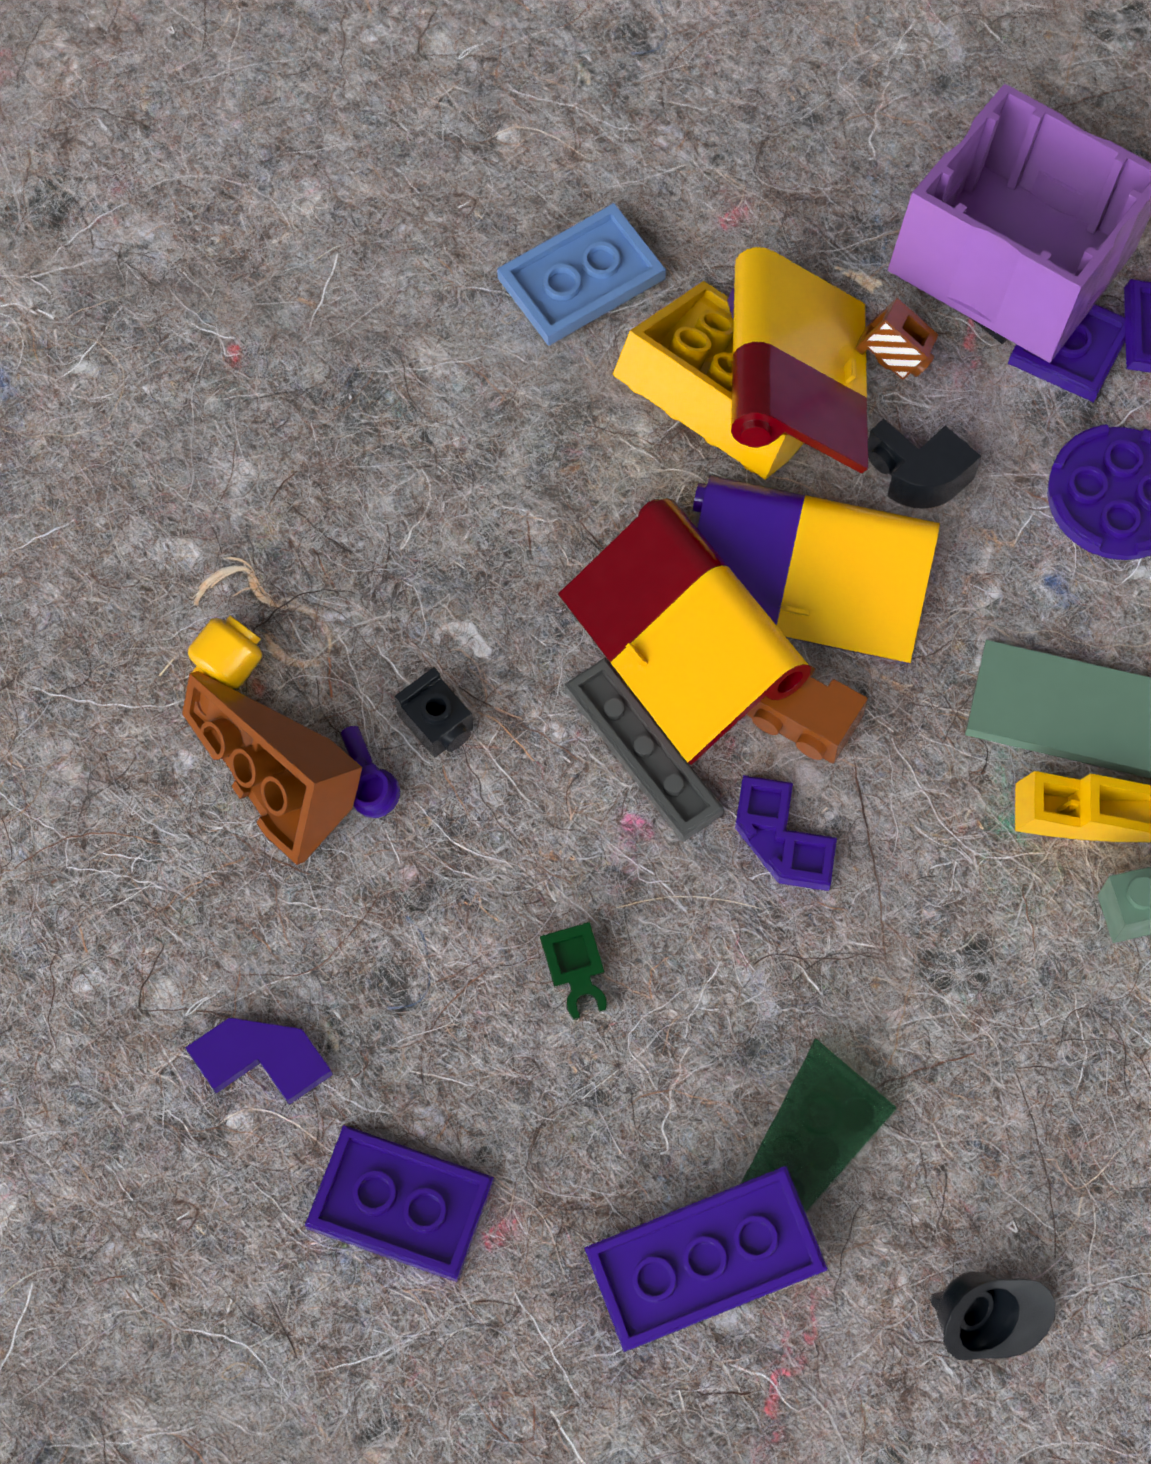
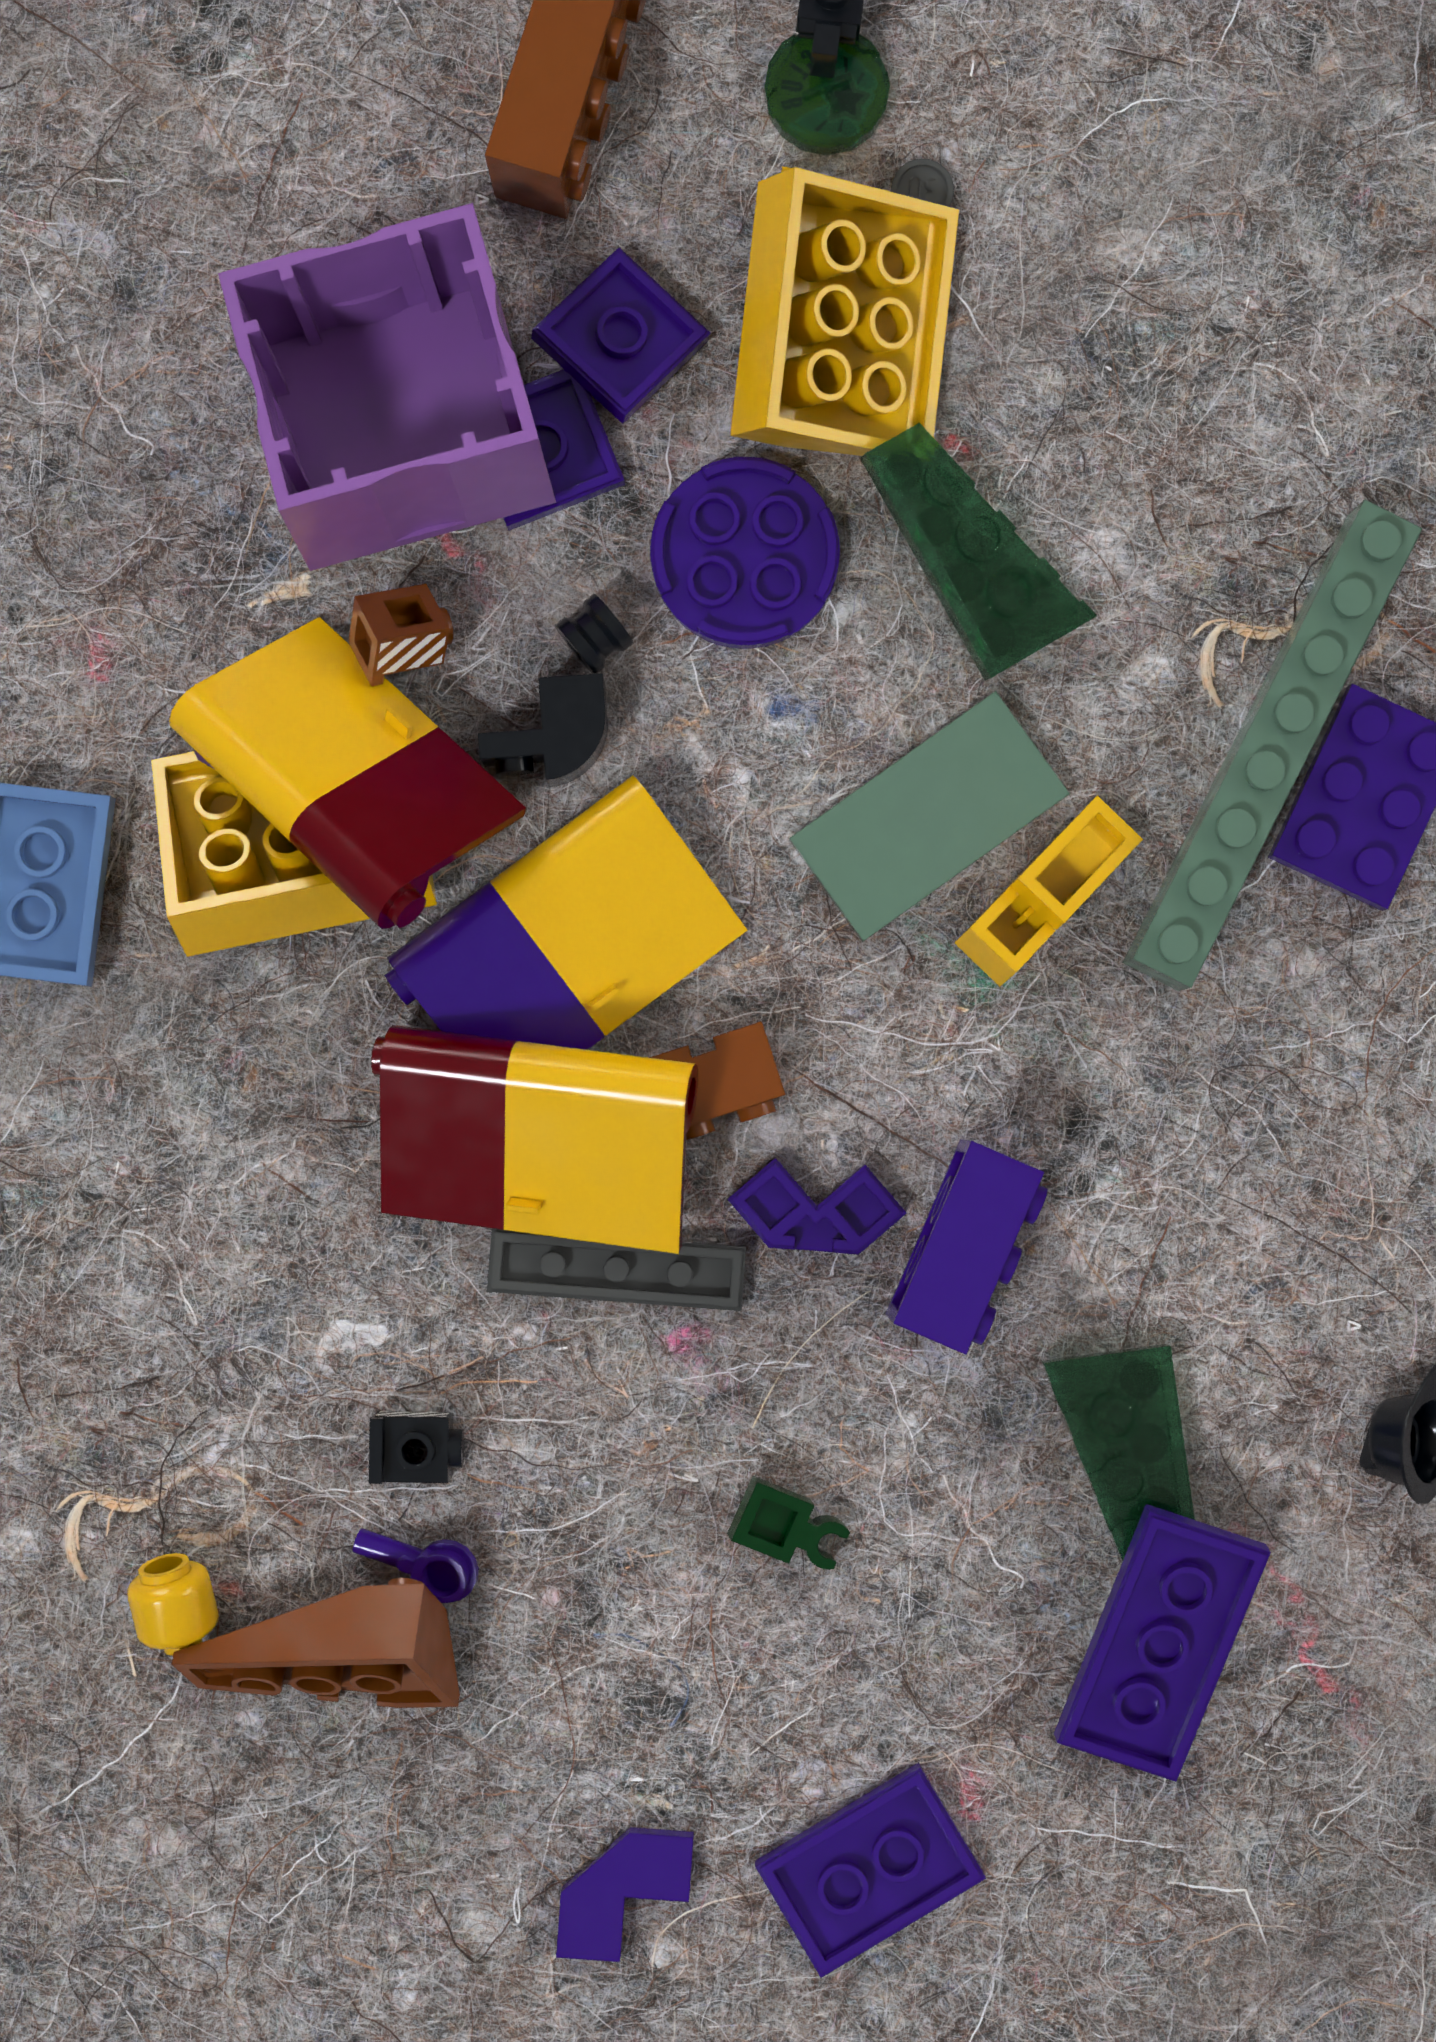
camera: 50 degrees left, 20 degrees up
(846, 921) = (967, 1247): none -> dark purple brick
(998, 442) = (594, 634): none -> black wheel

